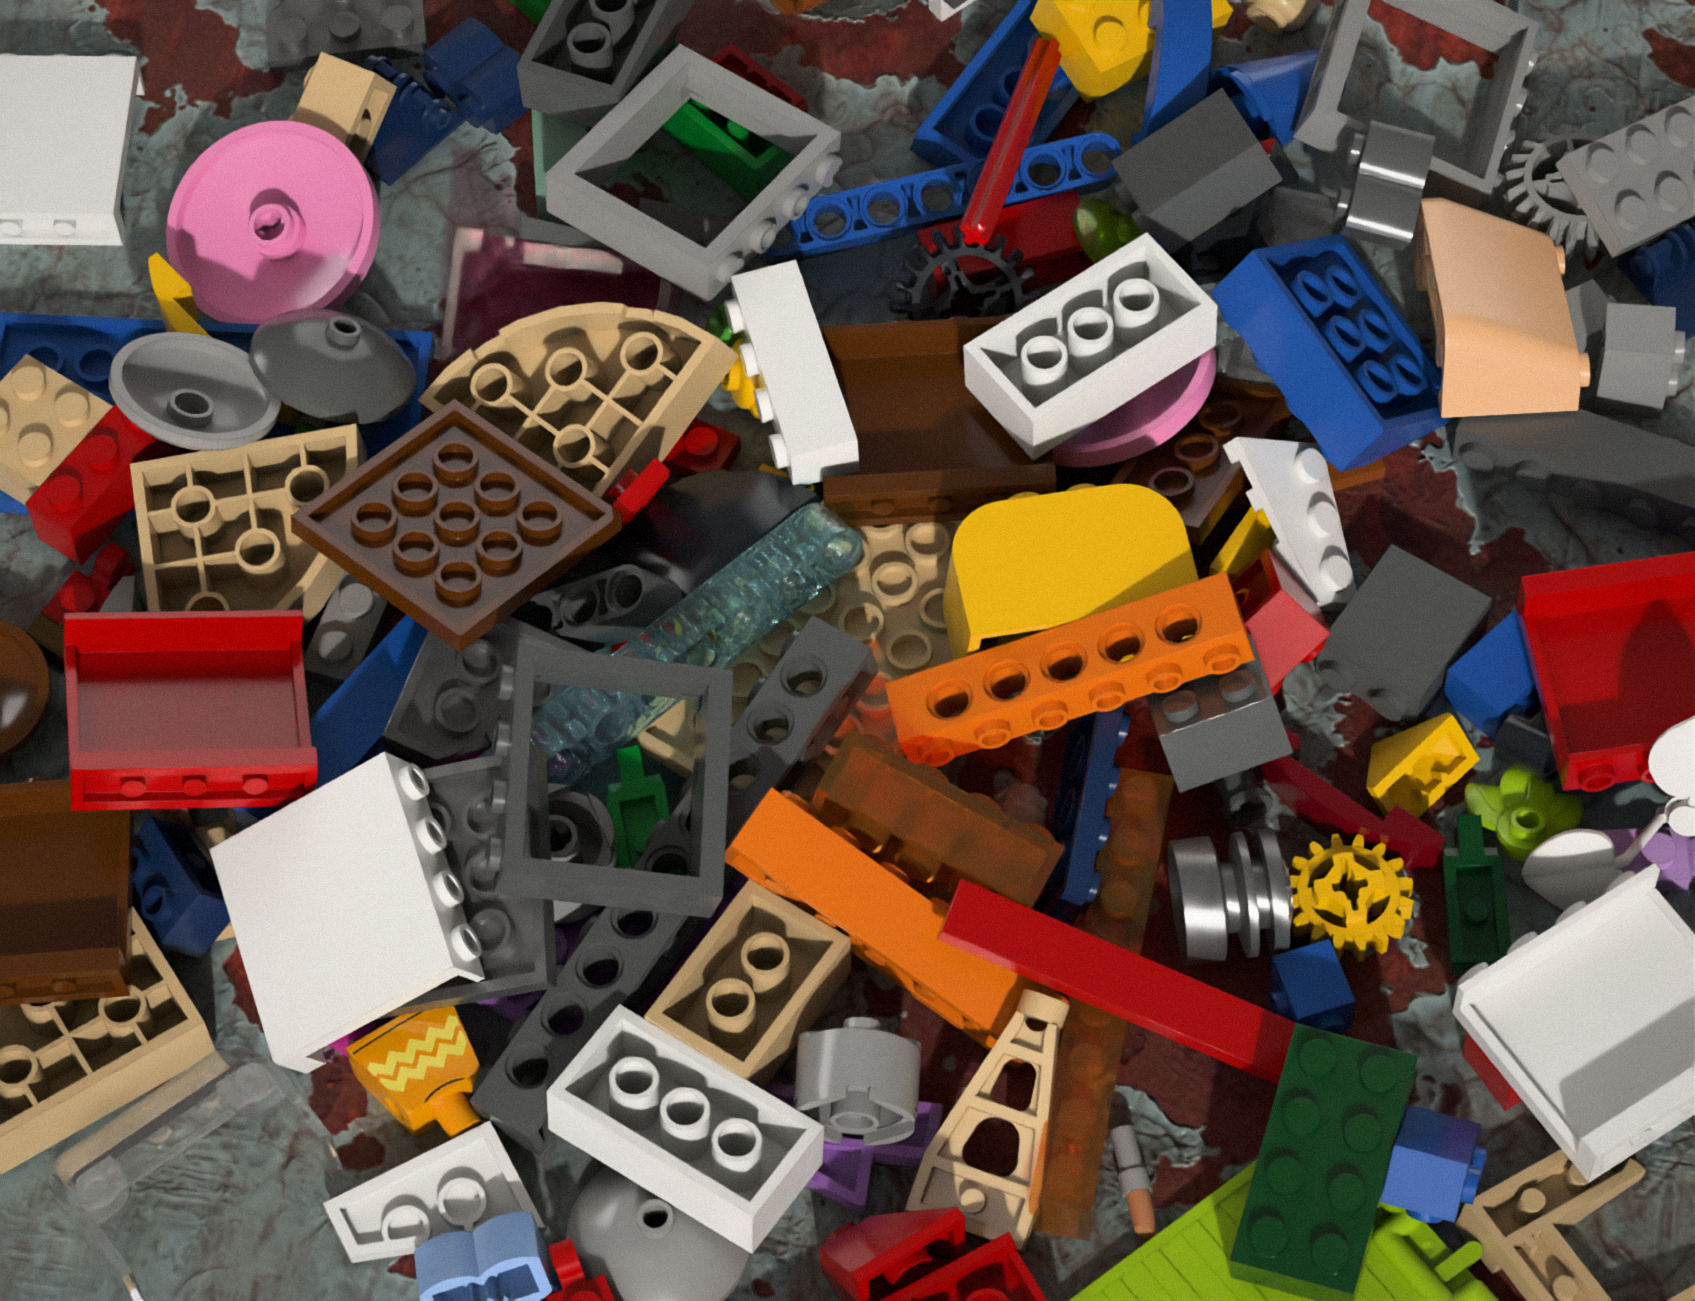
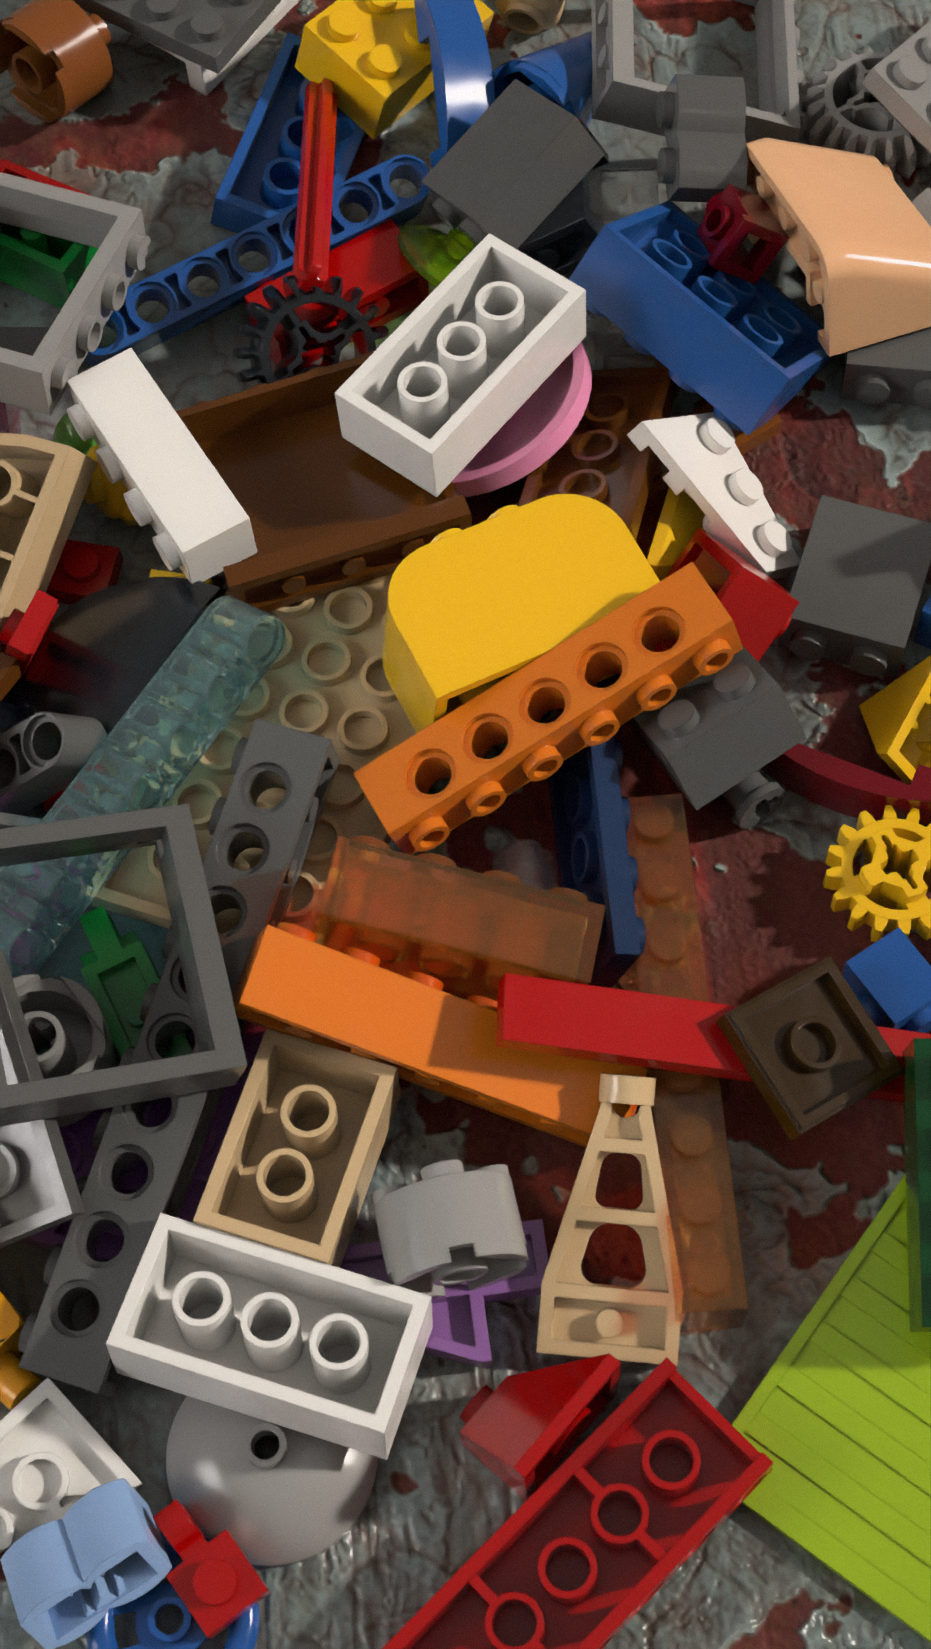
camera: 15 degrees left, 5 degrees up
(1134, 1181) = (772, 1250): light grey piece -> none
(1211, 1014) = (810, 1047): none -> dark brown tile
(1229, 896) = (784, 907): flat silver wheel -> none
(1384, 270) = (726, 225): none -> dark red brick

